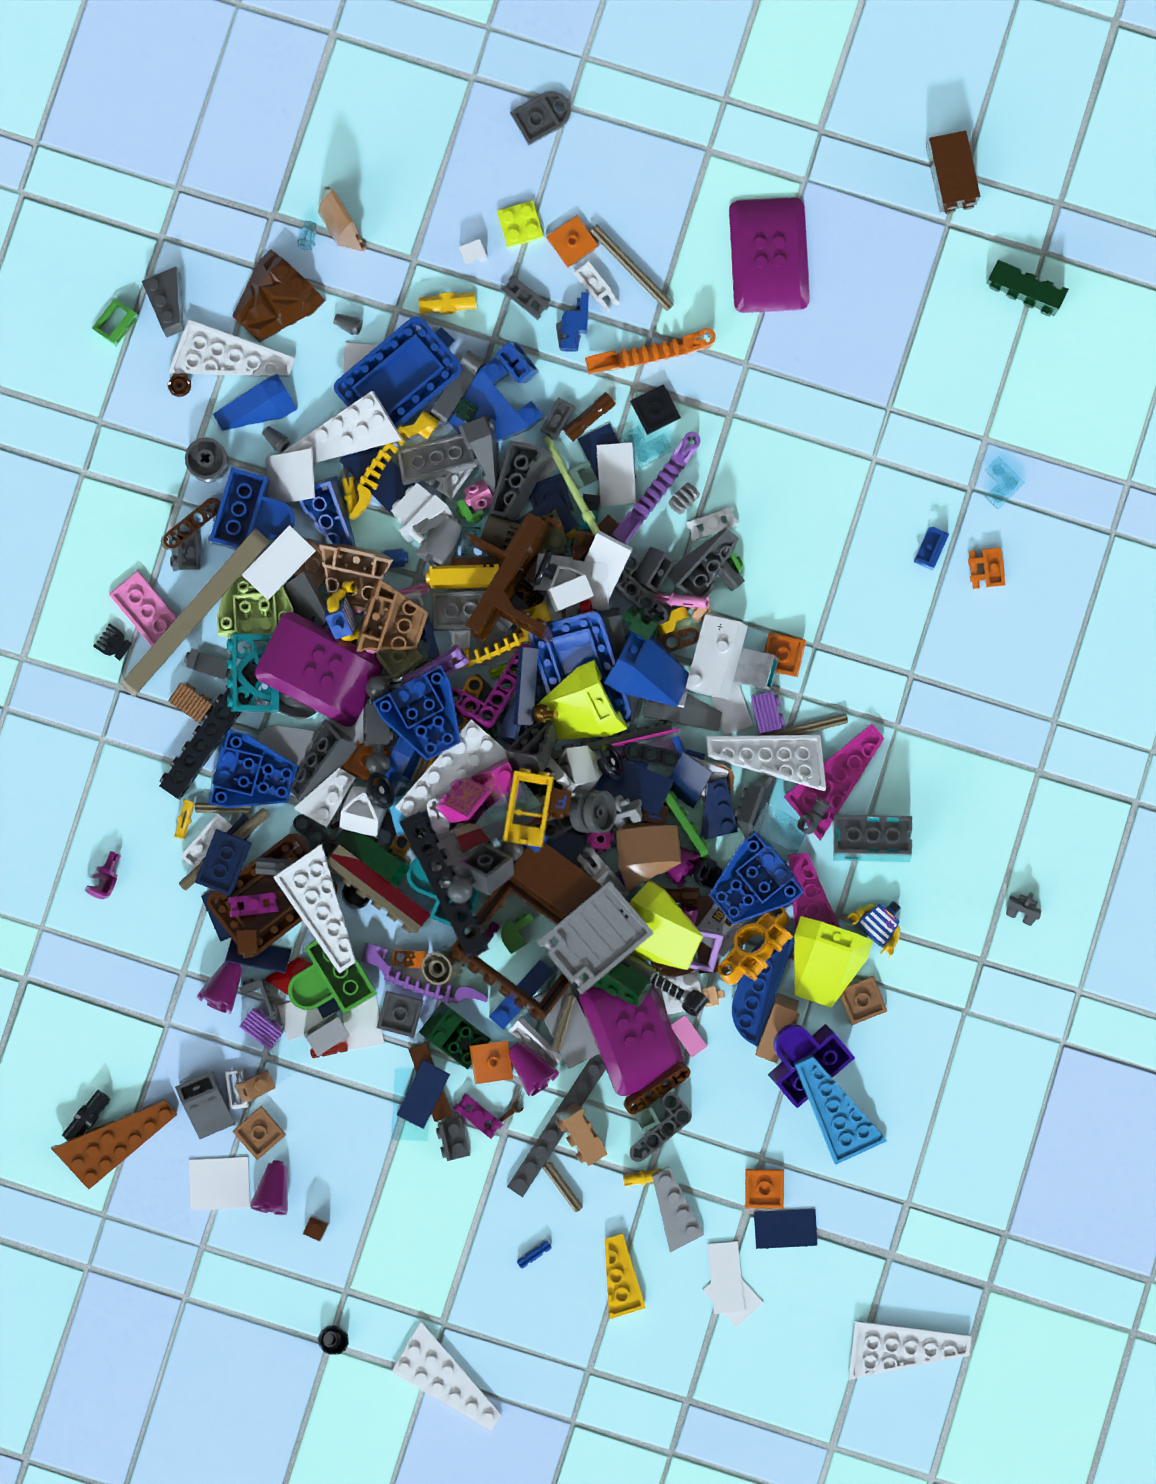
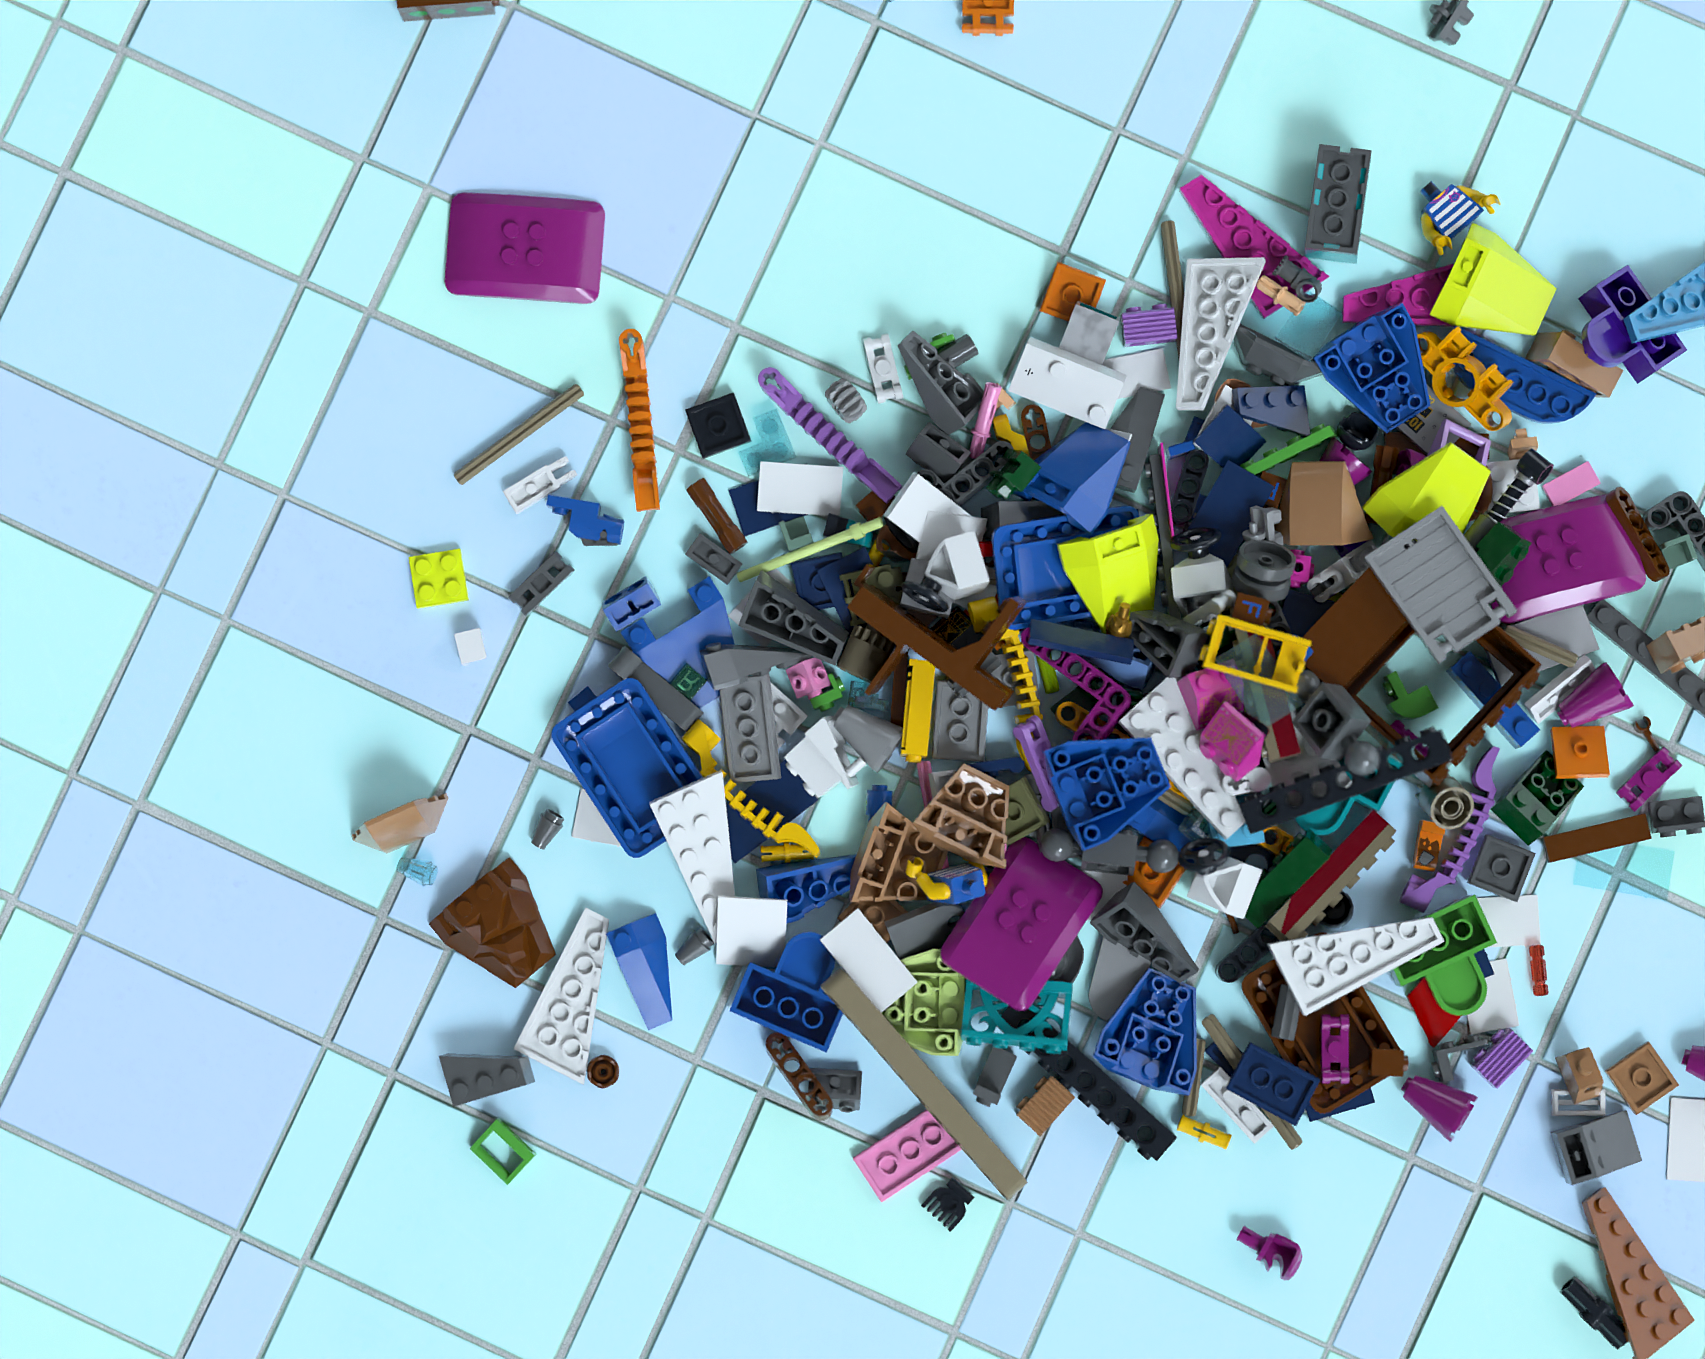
camera: 85 degrees left, 0 degrees up
(198, 452) = (707, 1059): dark grey wheel -> none
(272, 958) = (1409, 1031): dark blue piece -> none
(326, 1034) = (1518, 971): light grey panel -> none
(327, 798) = (1199, 932): white wedge -> none
(423, 1094) = (1613, 849): dark blue piece -> none
(447, 303) = (536, 689): yellow piece -> none
(461, 638) = (1000, 726): white tile -> none
(540, 117) = (293, 533): dark grey tile -> none
(572, 241) = (472, 510): orange plate -> none
(800, 805) = (1280, 295): none -> light nougat axle
(863, 1000) = (1549, 246): medium nougat plate -> none
(931, 548) = (952, 80): blue hinge -> none

